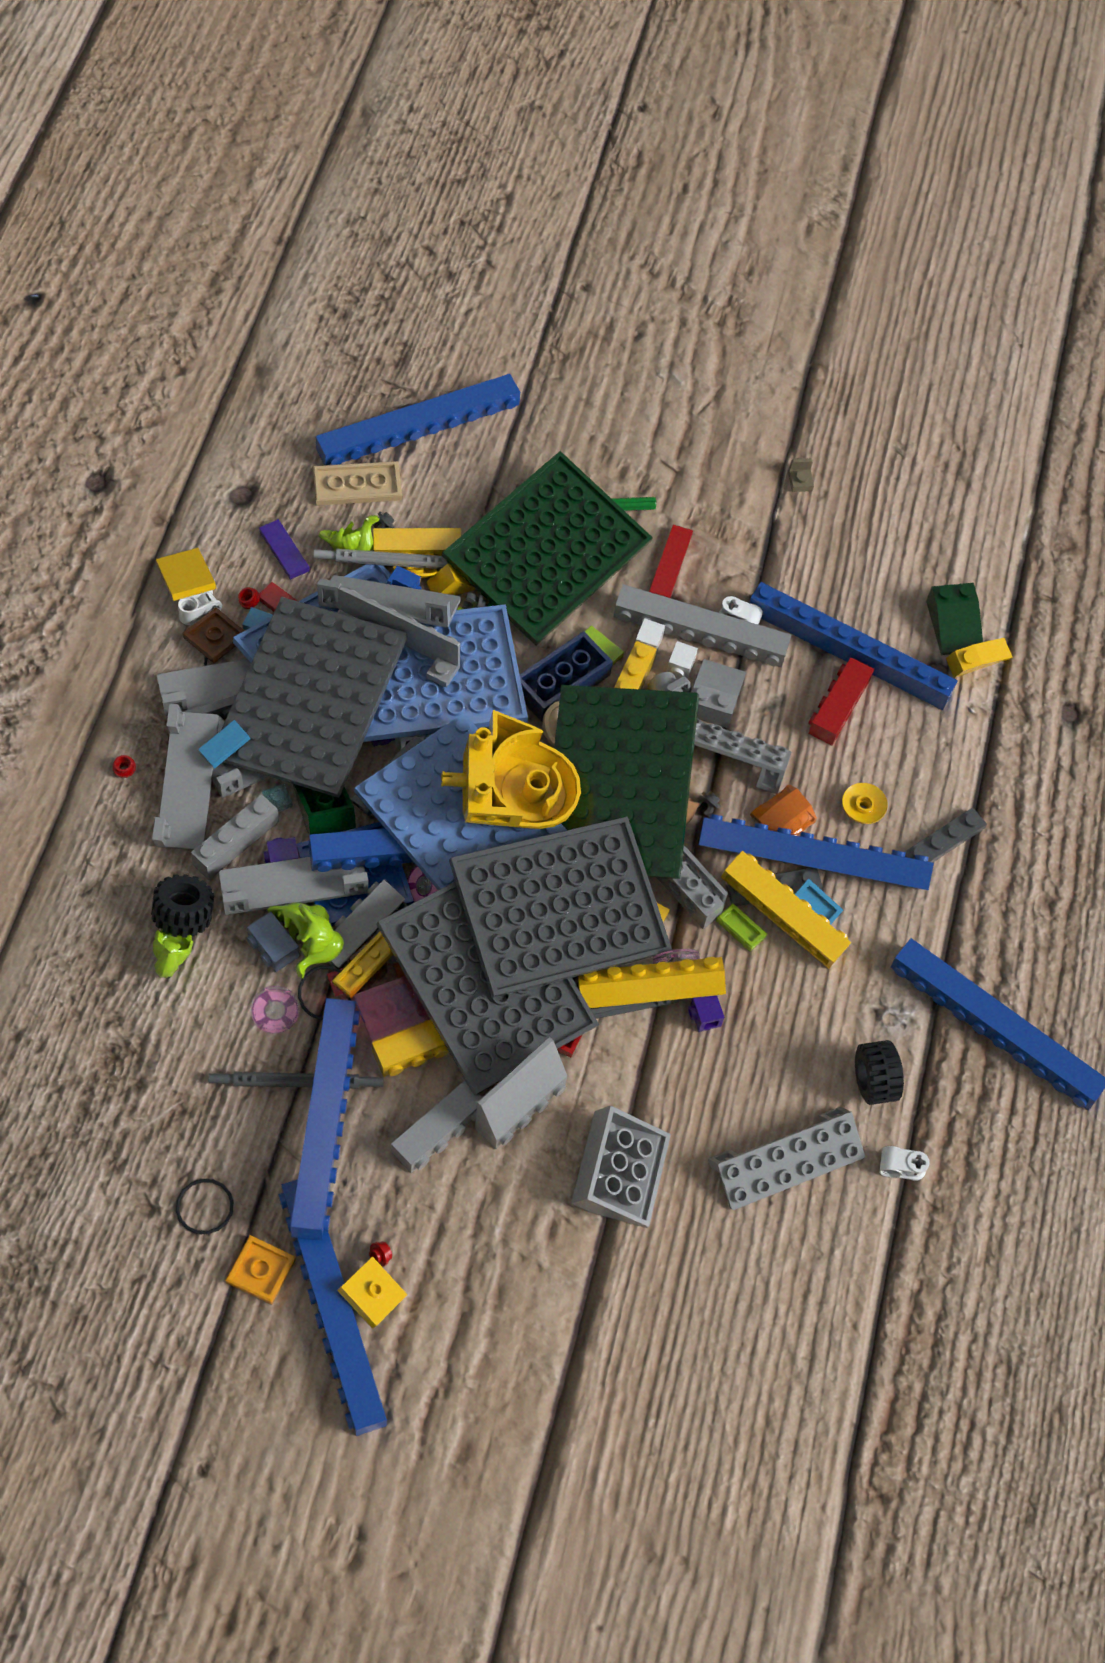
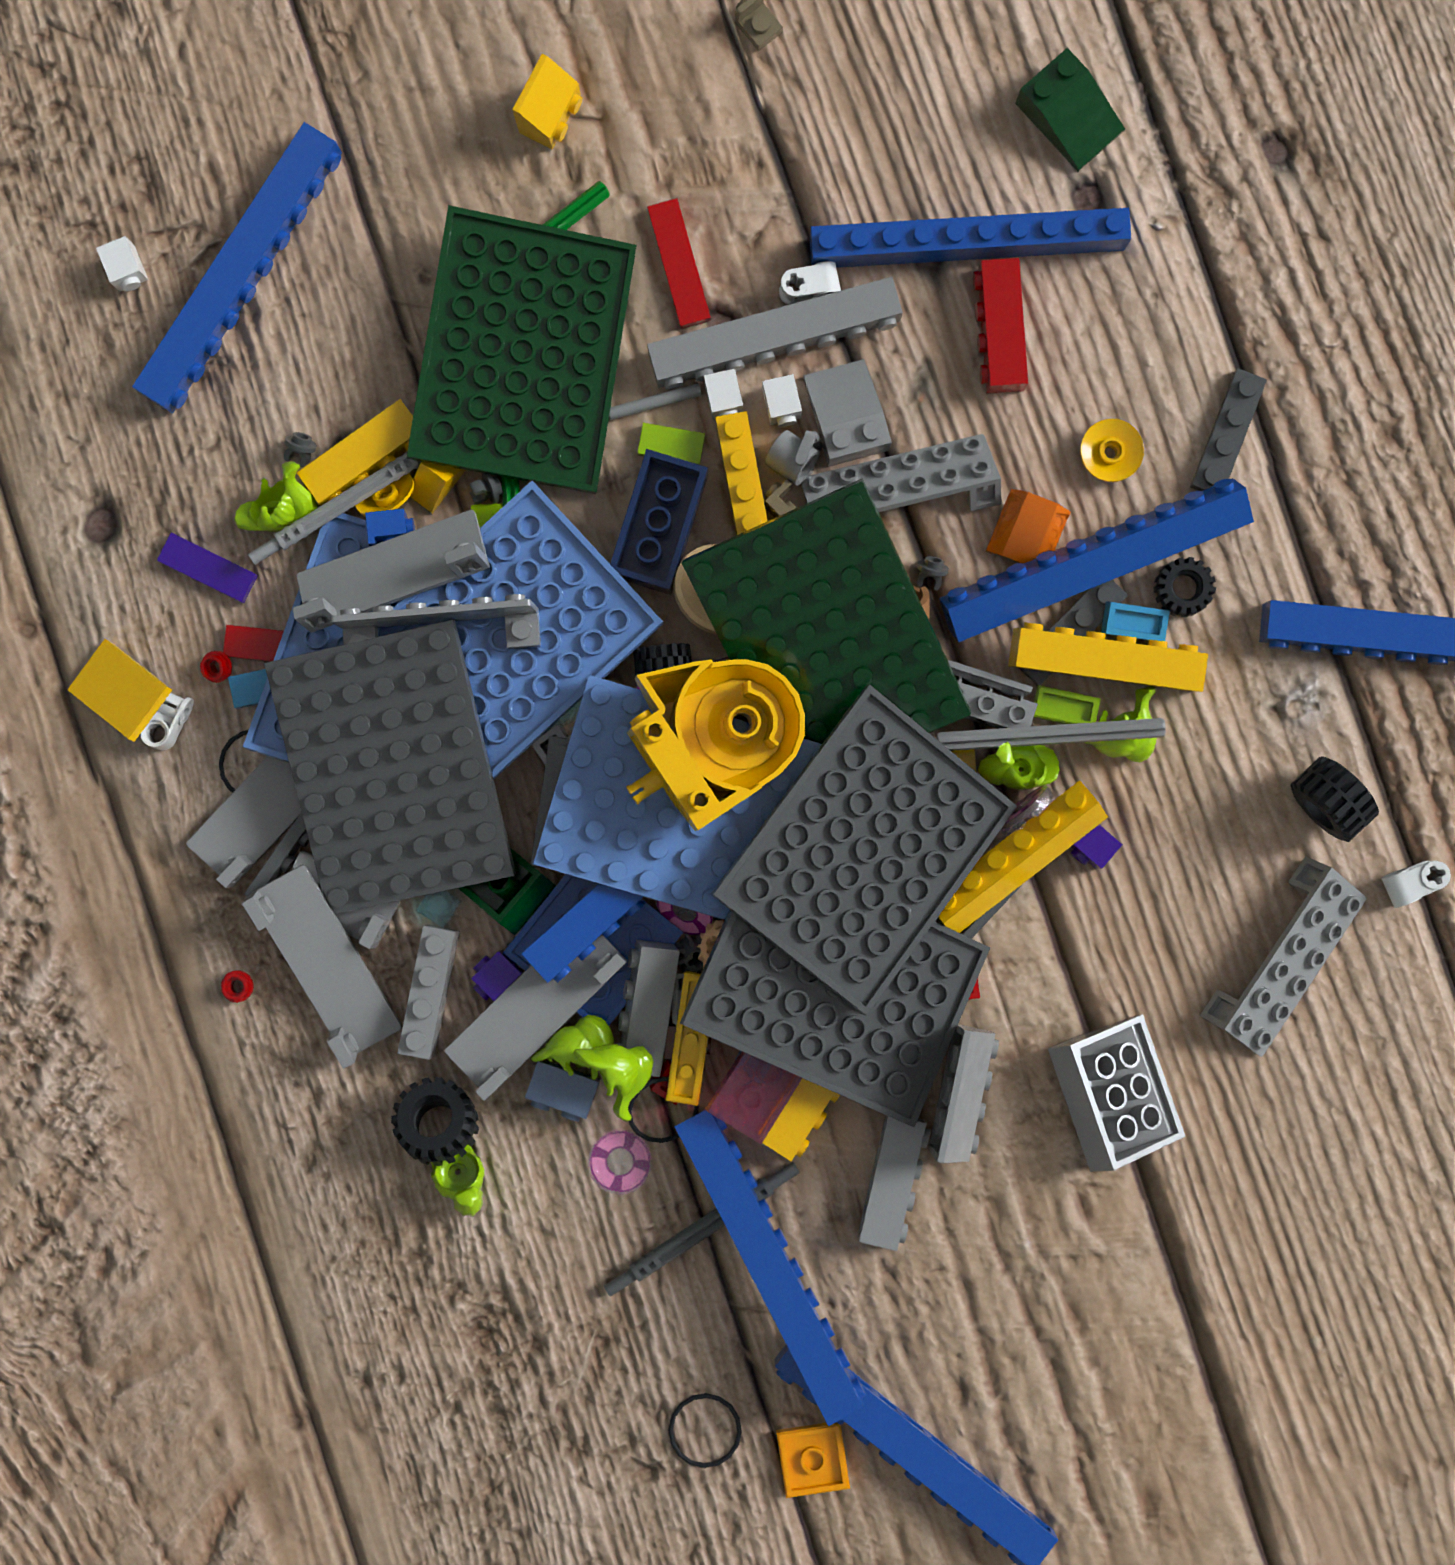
camera: 20 degrees left, 25 degrees up
(213, 635) = (212, 746): reddish brown plate -> none
(224, 744) = (337, 898): dark azure tile -> none
(356, 382) = (122, 264): none -> white brick
(357, 483) = (226, 411): tan tile -> none
(372, 1292) = (950, 1414): yellow plate -> none
(380, 1252) = (926, 1362): red plate -> none
(611, 622) = (655, 401): none -> light grey bar
(651, 441) = (547, 103): none -> yellow slope
(689, 933) = (1037, 764): none -> lime piece
(724, 923) = (1053, 734): none -> light grey axle
(771, 963) = (1133, 749): none -> lime piece
(864, 892) = (1203, 582): none -> black tyre
(978, 656) = (1128, 148): yellow slope -> none

